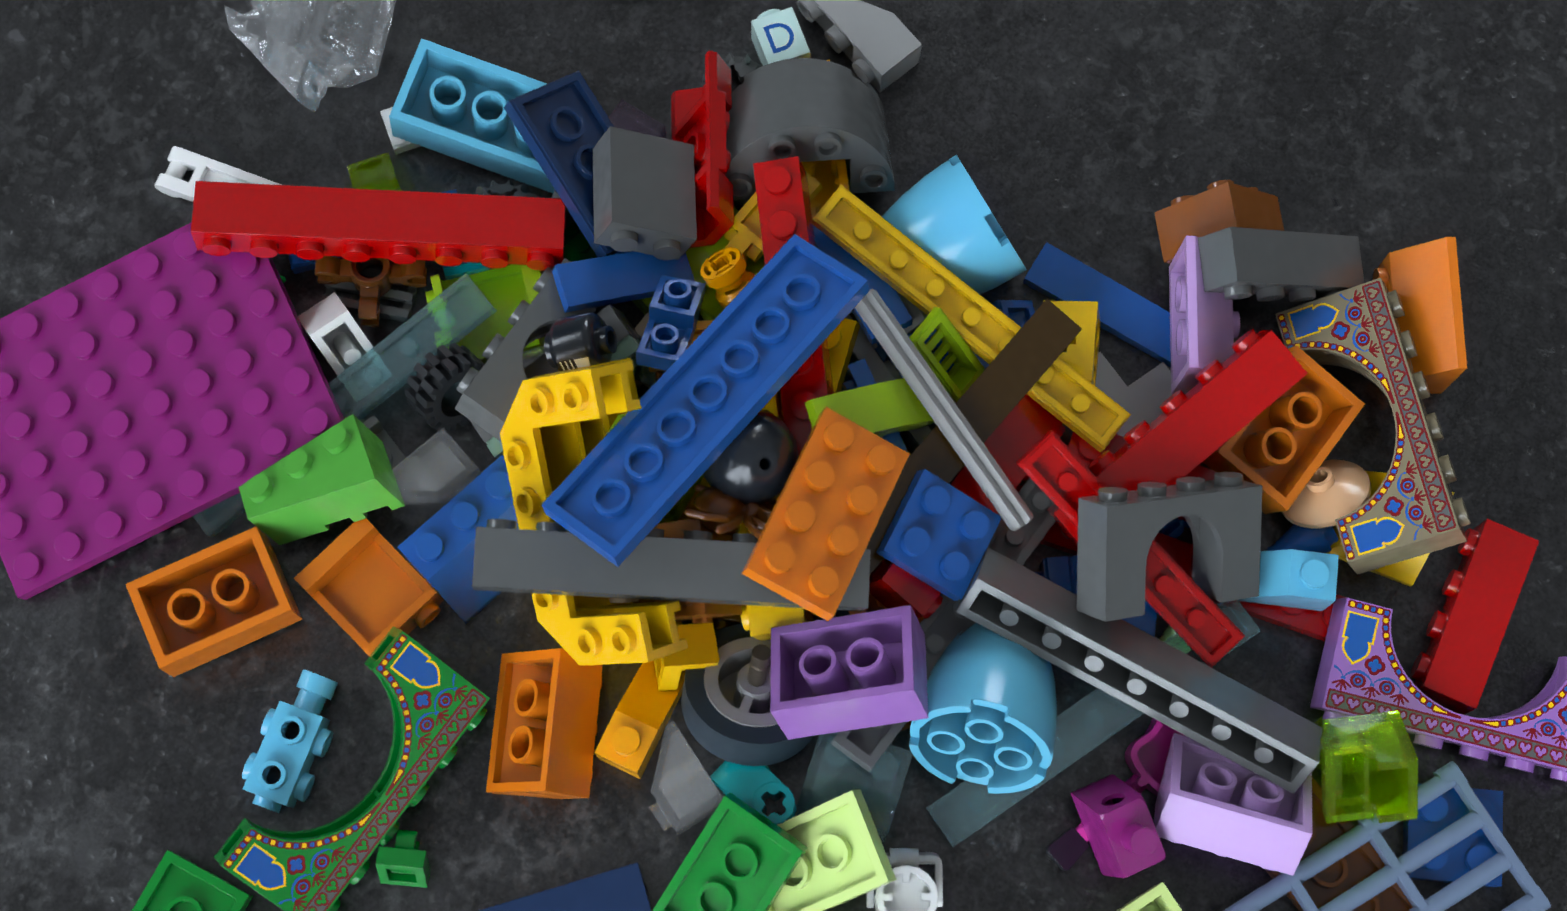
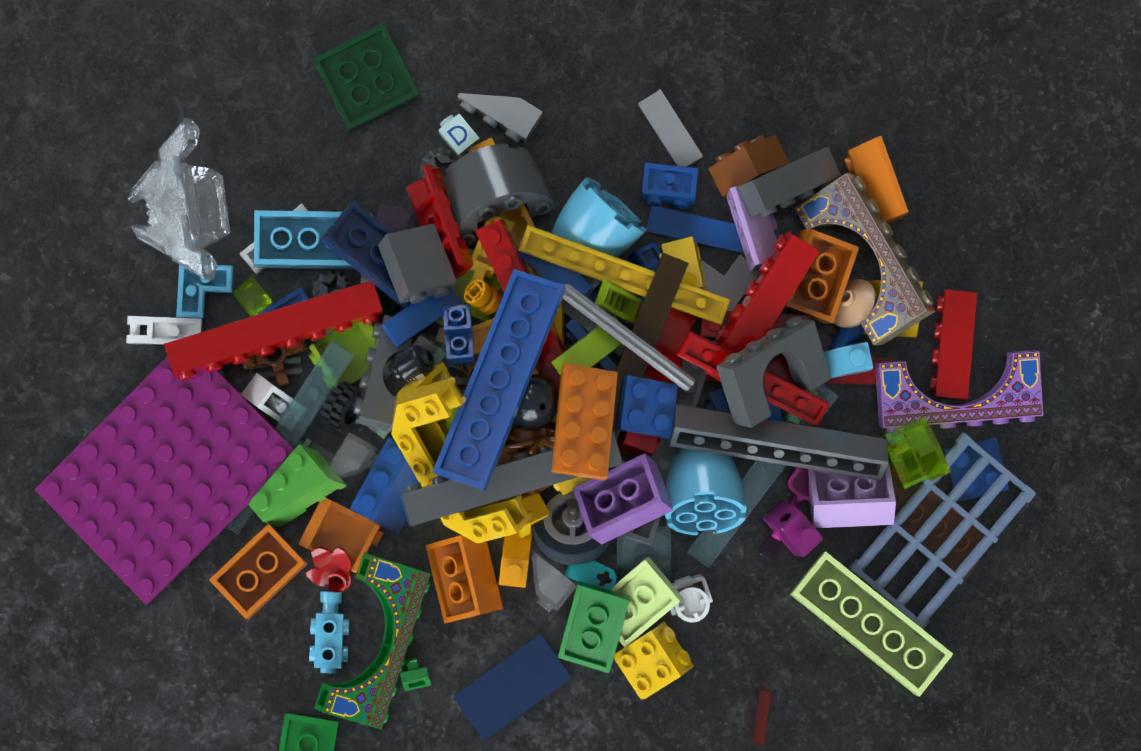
camera: 20 degrees left, 10 degrees up
(293, 130) = (193, 288): none -> medium azure brick
(334, 636) = (329, 566): none -> red plate
(1083, 220) = (669, 185): none -> blue bracket
(1111, 143) = (670, 129): none -> light grey tile

